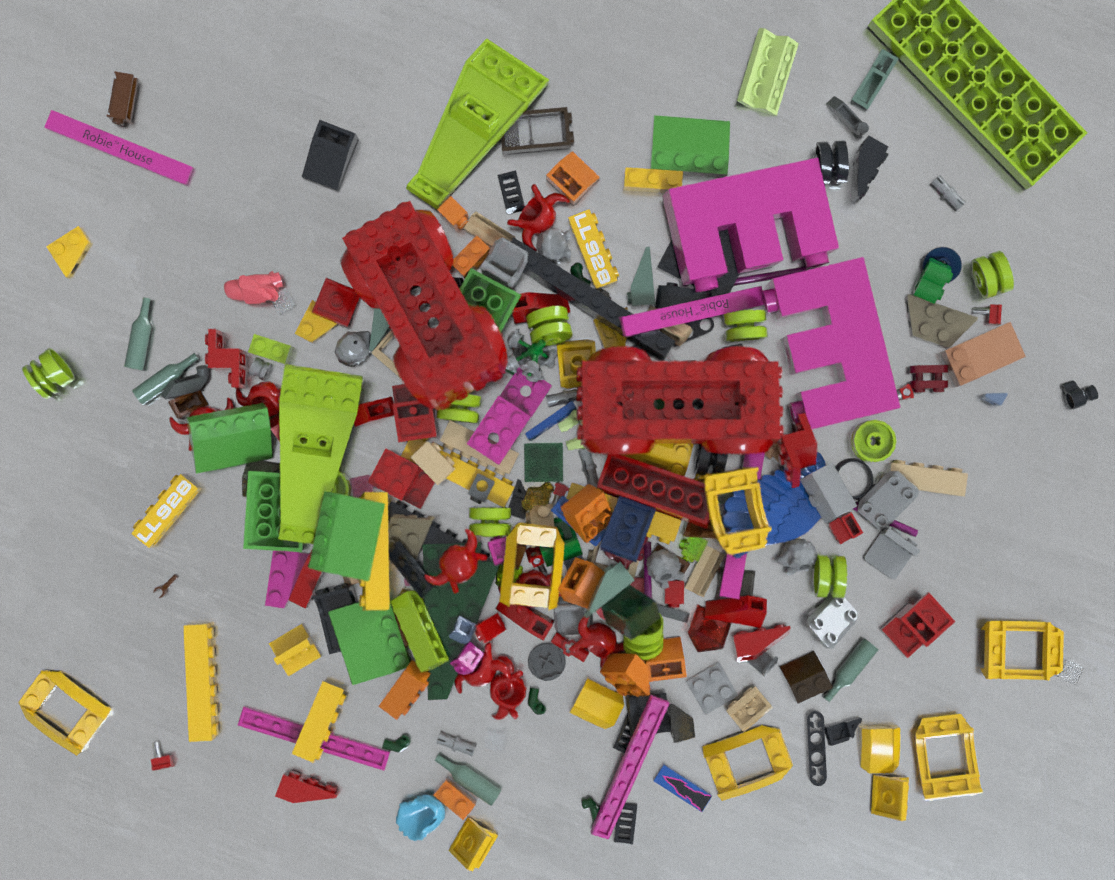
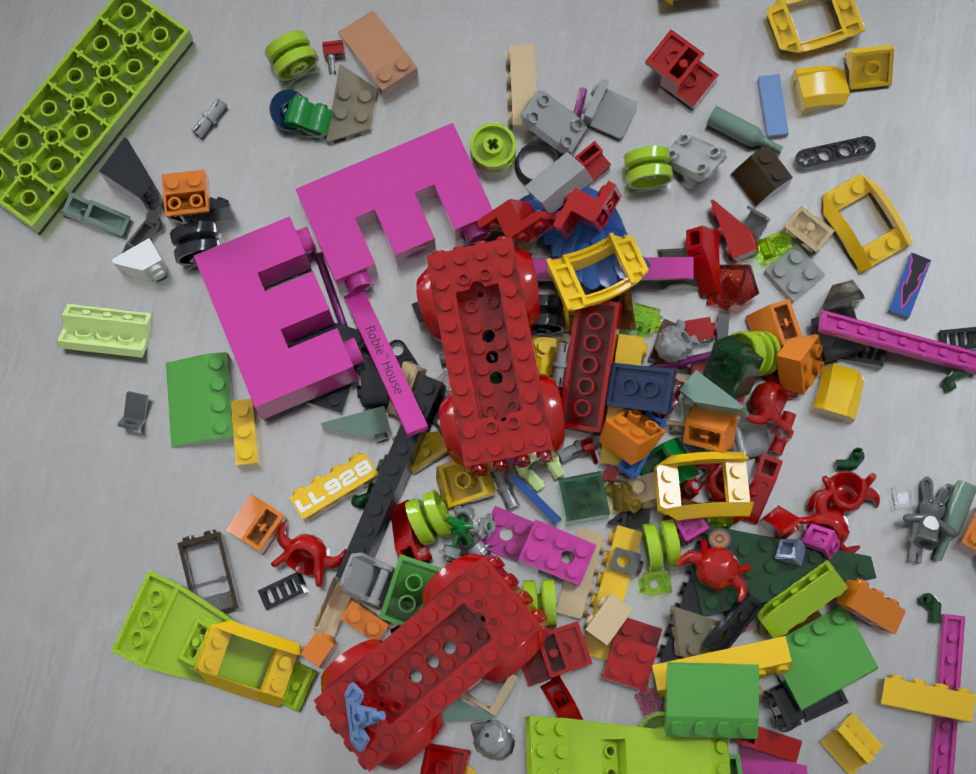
camera: 95 degrees left, 10 degrees down
(386, 236) = (359, 716): none -> medium blue piece
(441, 175) = (278, 670): none -> yellow wedge
(455, 517) = (663, 579): none -> clear neon green brick
(477, 761) = (931, 512): none -> dark grey animal
(484, 571) = (719, 538): none -> dark grey tile
(546, 661) = (803, 457): dark grey tile -> none
(554, 244) = (335, 529): light grey animal -> none
(587, 475) = (588, 446): none -> red hand
(663, 463) = (560, 363): none -> light grey pin
(690, 87) = (134, 411): none -> dark grey bracket
(704, 571) = (670, 303): tan piece -> none
(739, 679) = (779, 242): none -> clear neon green brick
(745, 323) = (391, 303): lime wheel -> none
(796, 510) = (587, 209): none -> red bracket
(798, 556) = (634, 205): light grey animal -> none
(823, 114) = (141, 262): none -> white slope
(841, 731) = (811, 129): black slope -> none
(870, 701) = (773, 105): none -> medium blue tile
(873, 158) = (186, 193): none -> orange slope
(905, 114) = (128, 176): none -> black slope
(905, 392) = (433, 123): red piece -> none
(937, 385) = (420, 93): dark red brick -> none
(994, 398) = (424, 32): sand blue slope -> none

